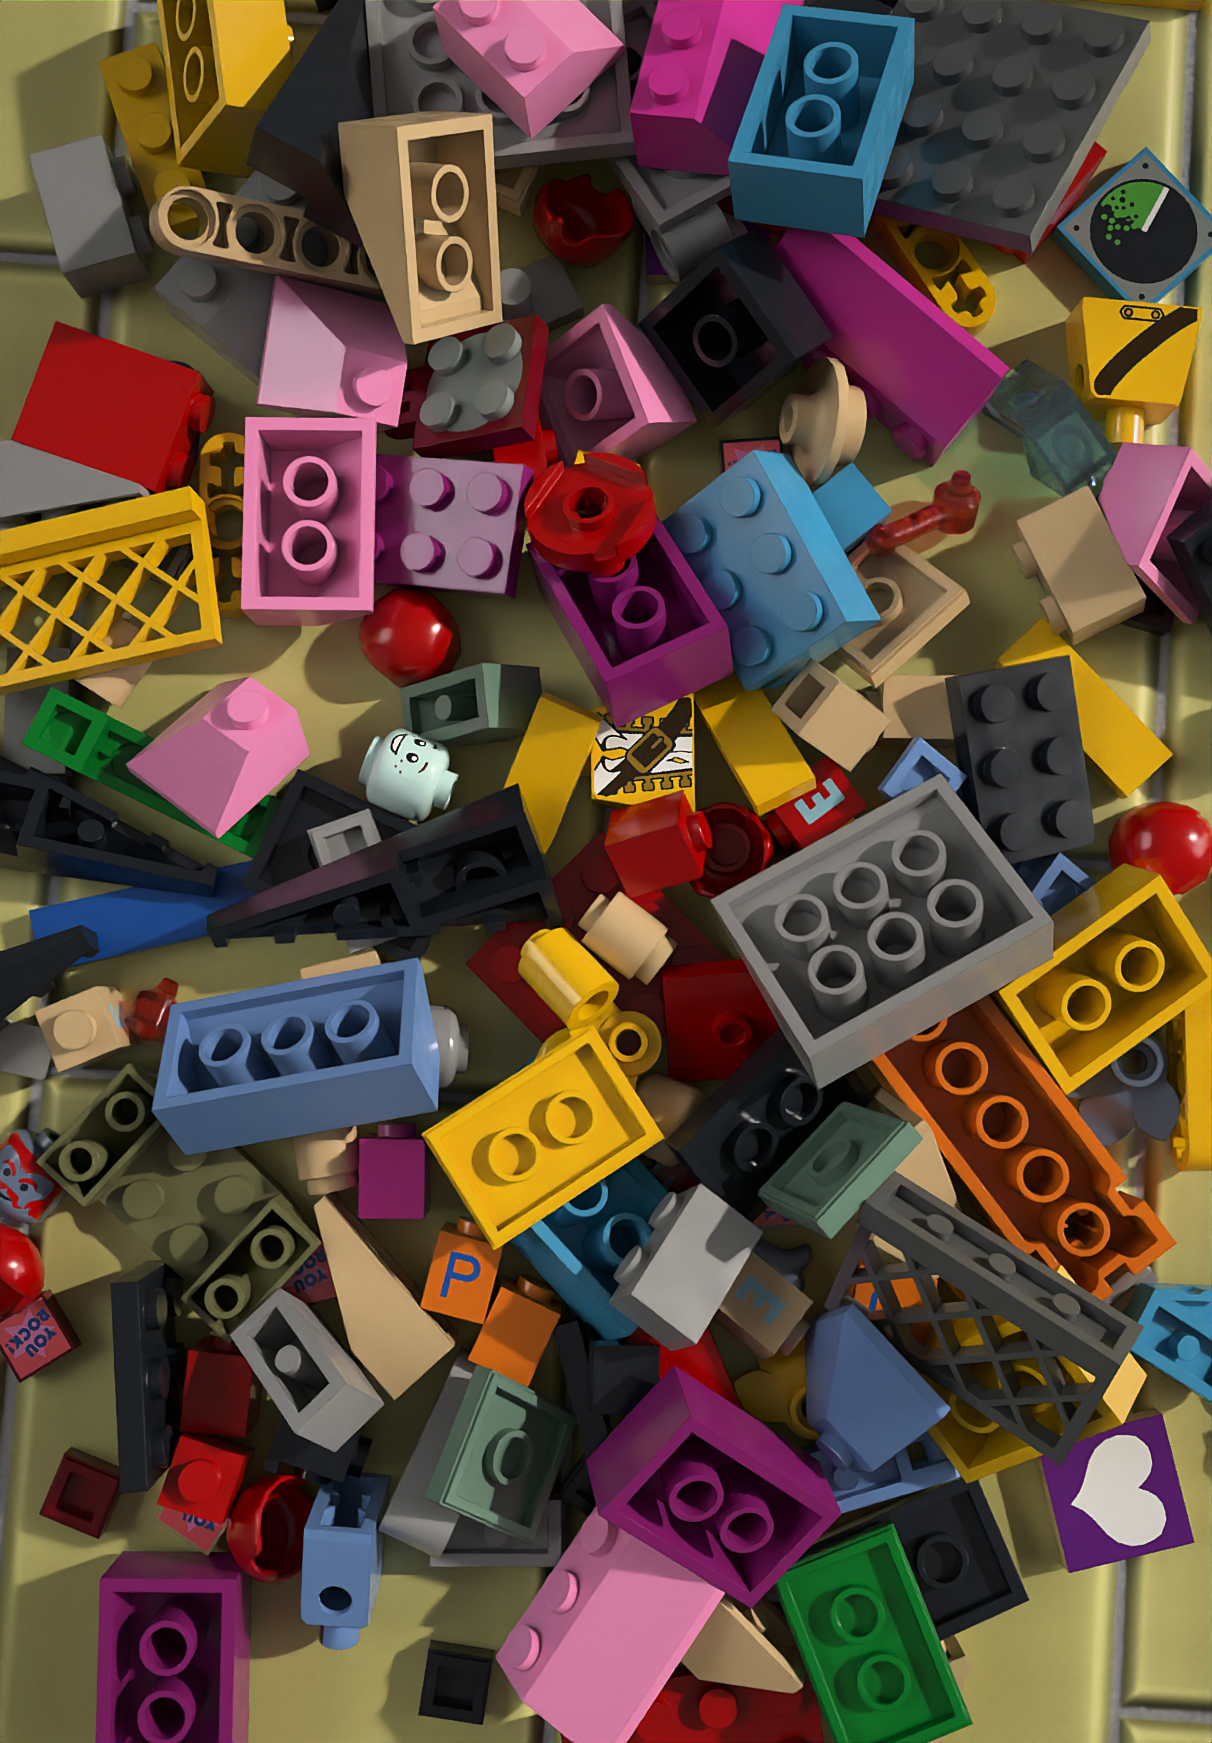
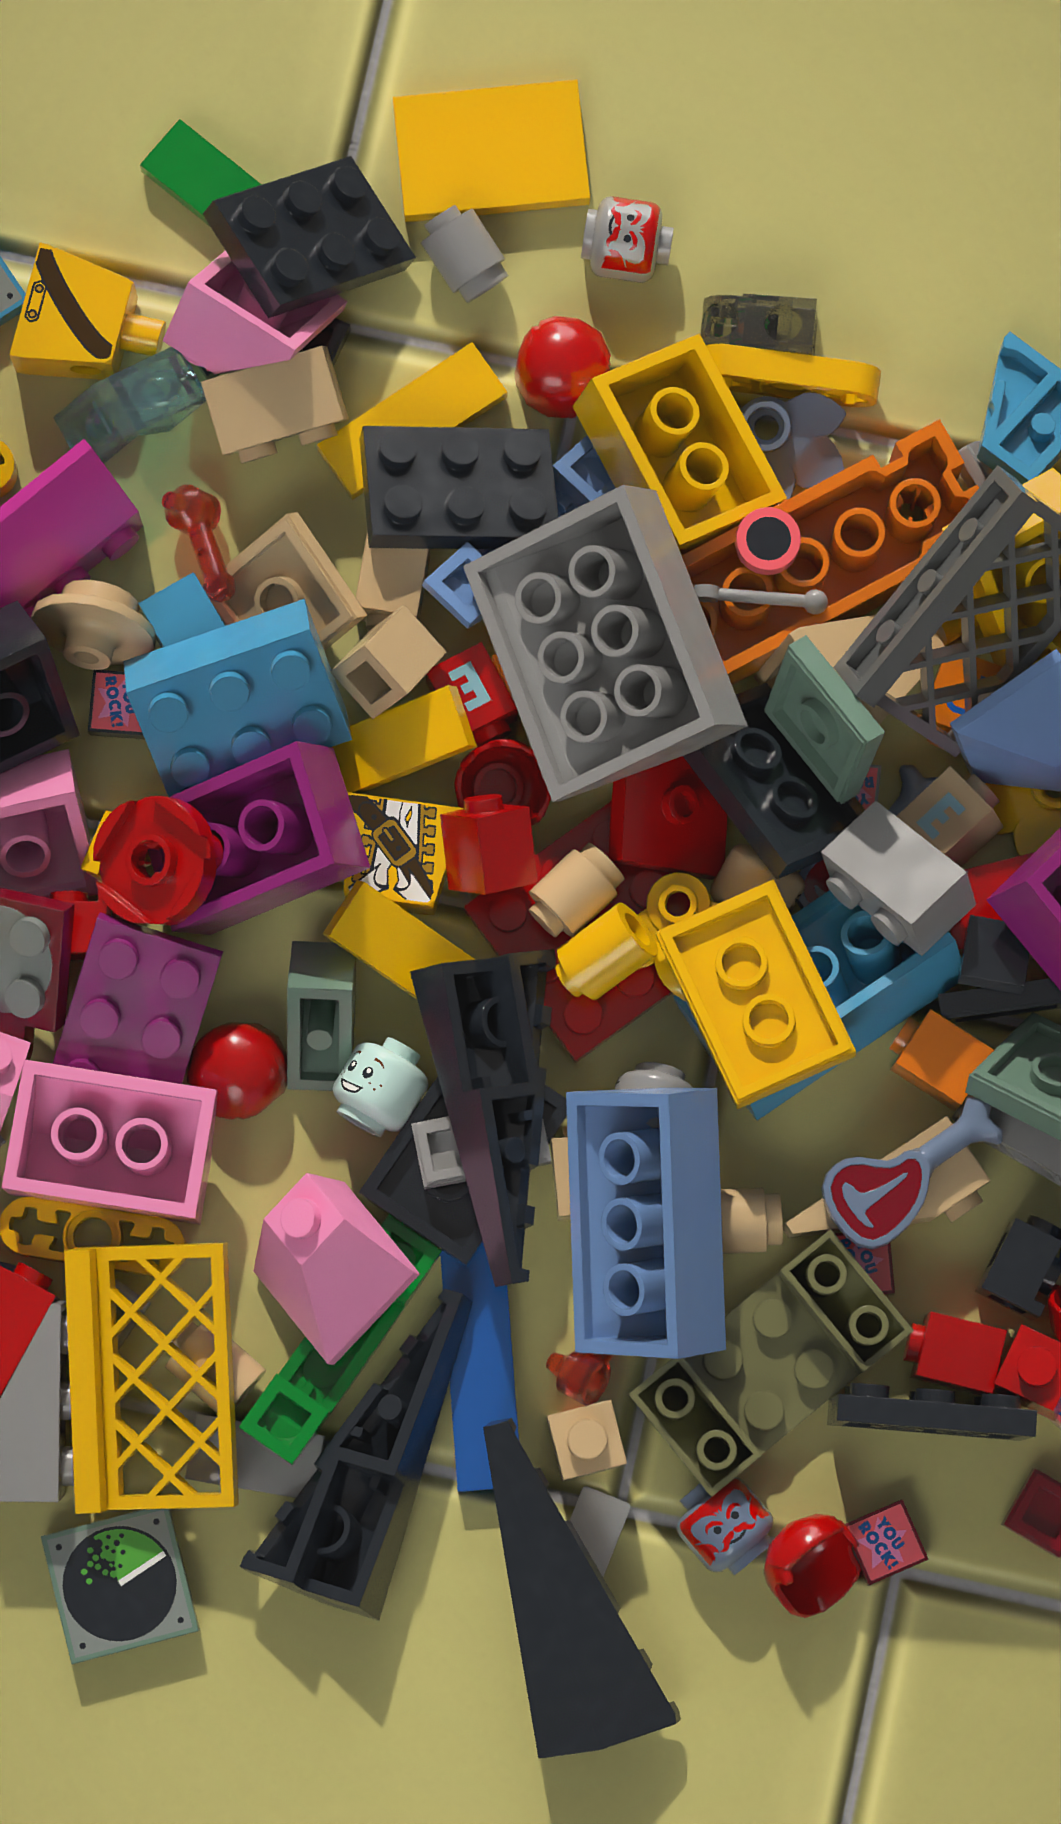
camera: 80 degrees left, 5 degrees down
(306, 1370) = (947, 1254): light grey brick -> none
(358, 1294) = (881, 1198): none -> sand blue piece
(394, 1173) = (772, 1155): dark pink brick -> none
(462, 1272) = (876, 1101): orange brick -> none
(961, 1138) = (813, 601): none -> light grey hinge
(1018, 1082) = (767, 541): none -> tile

